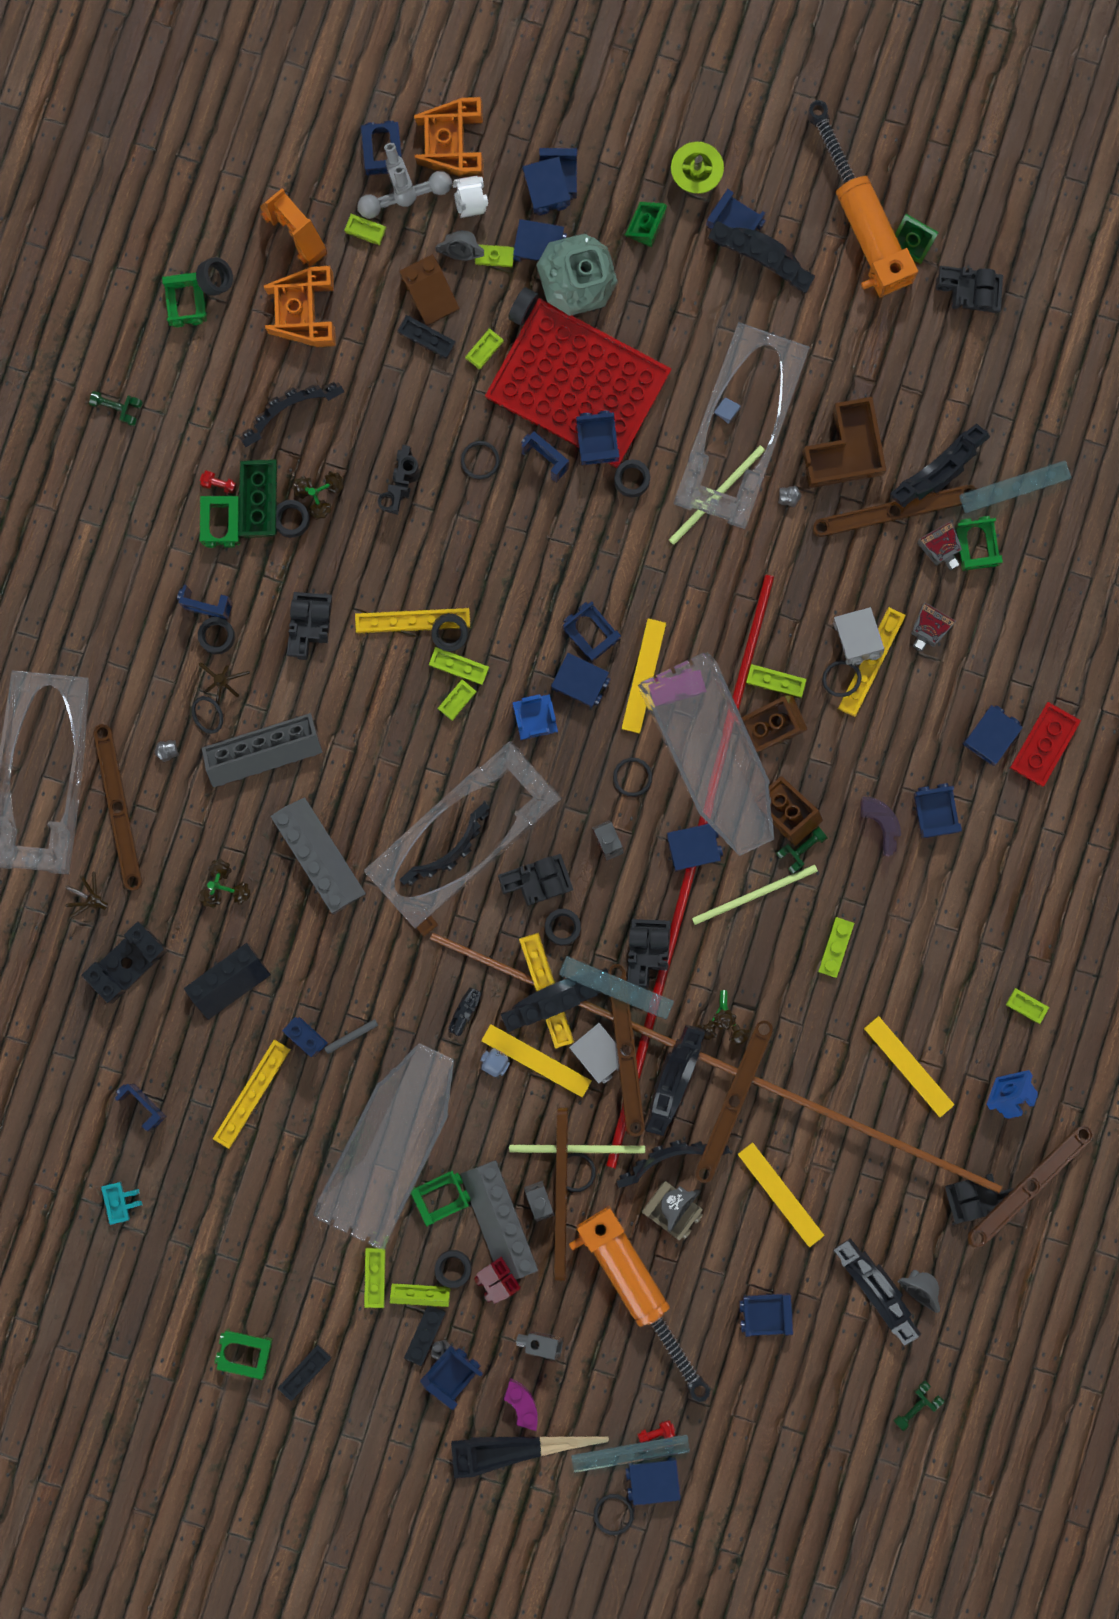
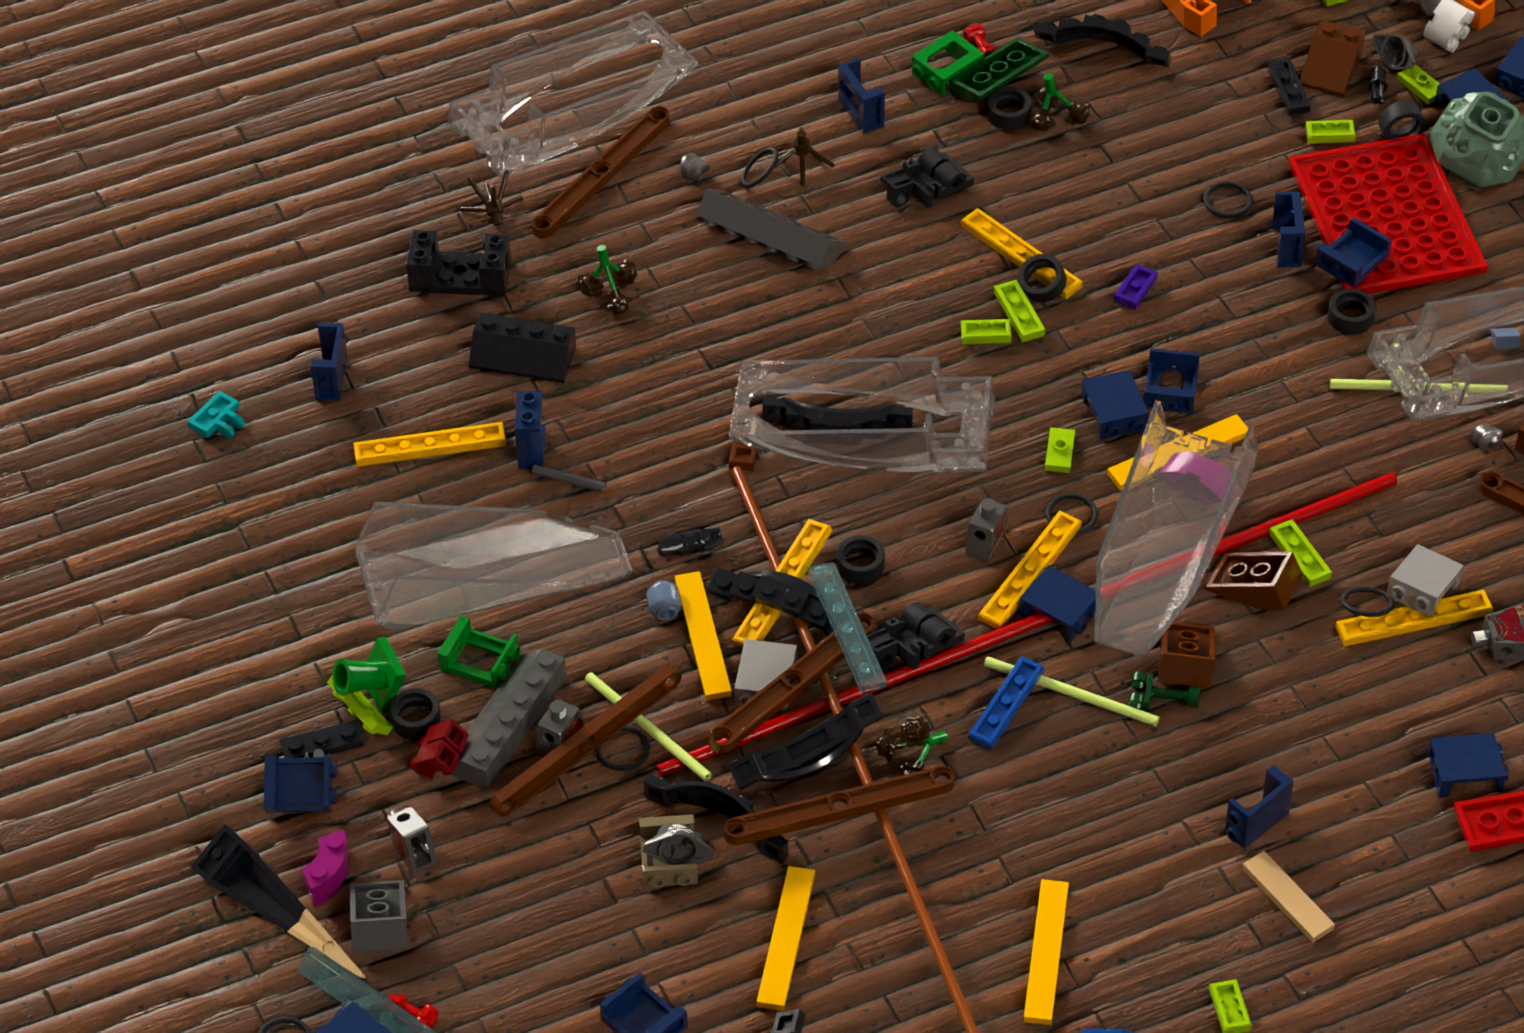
camera: 50 degrees right, 35 degrees down
(216, 621) = (840, 117): black tyre -> none
(248, 1340) = (165, 626): green panel -> none
(304, 1372) = (184, 670): black plate -> none
(318, 855) = (717, 332): dark grey slope -> none
(374, 1278) = (353, 648): lime plate -> none
(401, 478) = (1143, 148): black plate -> none
(413, 1274) = (379, 674): none -> green plant
(474, 284) = (1377, 85): none -> black axle
(501, 581) = (1135, 286): none -> dark purple plate
(535, 716) = (1039, 397): blue panel -> none
(539, 880) = (883, 505): black plate -> none
(576, 1401) = (378, 916): none -> dark grey slope
(582, 740) = (1060, 450): none -> lime plate
(634, 1286) = (582, 805): orange piece -> none
(653, 839) = (1039, 556): none -> yellow tile
(733, 938) = (1006, 702): none -> blue tile
(836, 947) = (1097, 797): lime plate -> none
(887, 820) = (1273, 723): clear purple arch -> none
(933, 858) = (1247, 826): none -> dark blue panel
(936, 811) = (1335, 777): dark blue panel -> none
(986, 908) = (1288, 896): none -> tan tile

